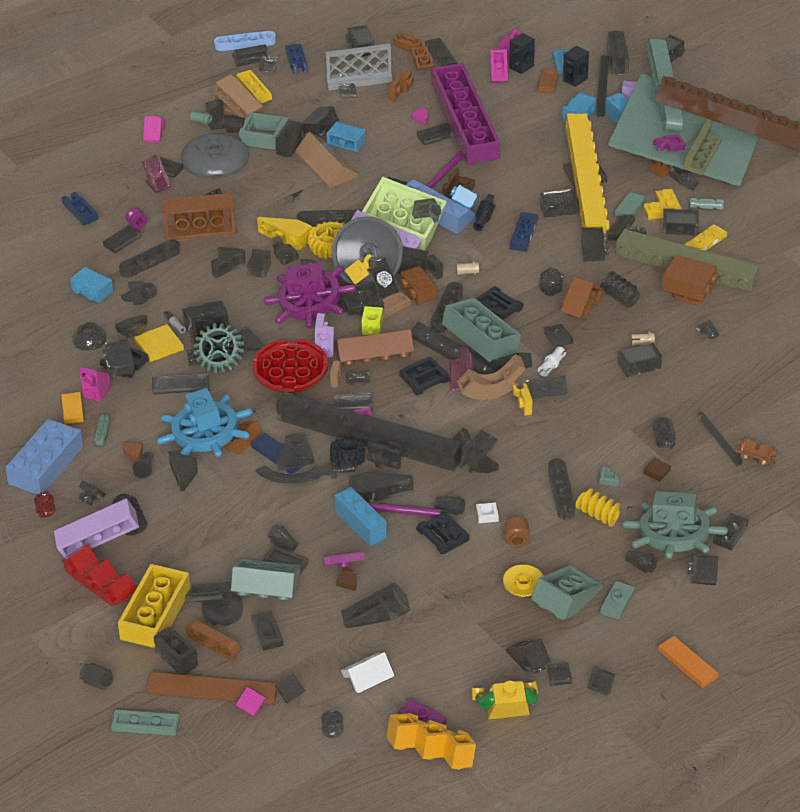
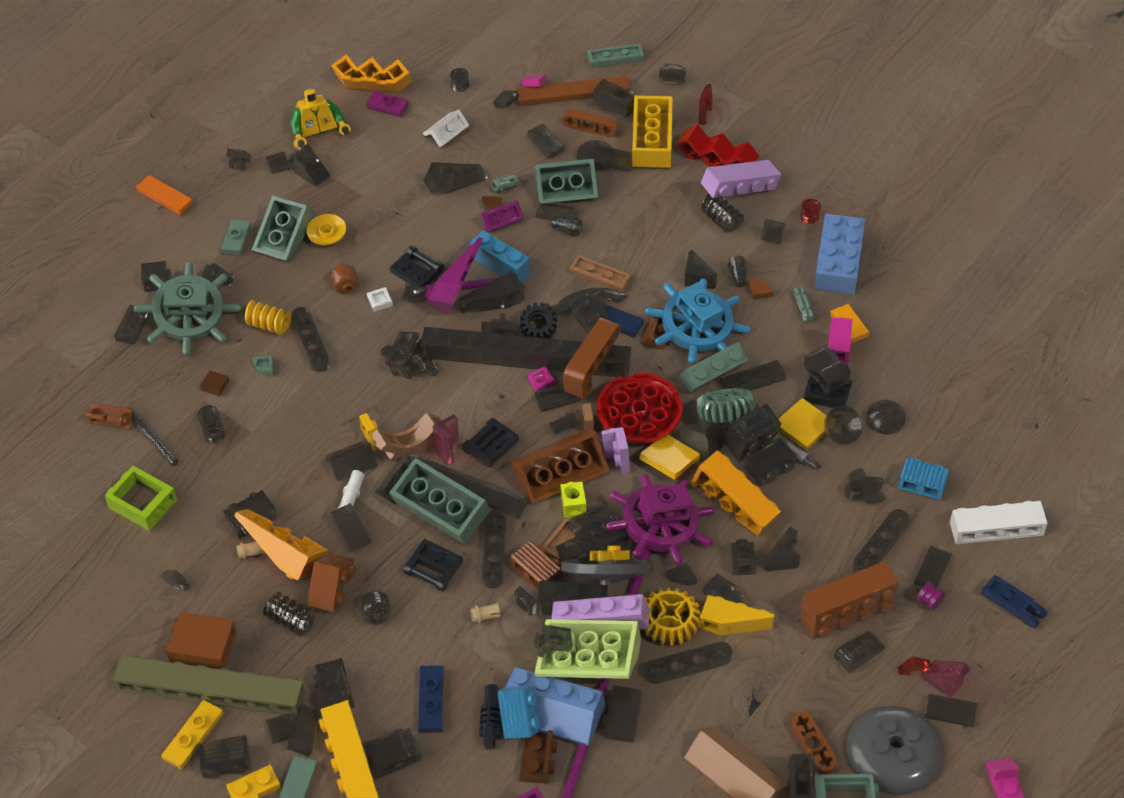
camera: 165 degrees right, 10 degrees up
(56, 249) = (998, 522): none -> white brick
(82, 634) = (705, 104): none -> clear red slope
(174, 187) = (914, 664): none -> clear red tile
(218, 381) = (714, 367): none -> sand green brick
(245, 298) = (735, 493): none -> light orange wedge
(269, 160) = (814, 733): none -> dark orange beam
(270, 494) = (600, 273): none -> medium nougat tile
(281, 329) = (669, 456): none -> yellow tile
(326, 382) = (589, 357): none -> dark orange beam
(327, 595) = (504, 183): none -> sand green pin
(414, 485) = (447, 287): none -> magenta wedge
(612, 326) = (287, 551): none -> light orange wedge
(712, 387) = (154, 510): none -> lime window

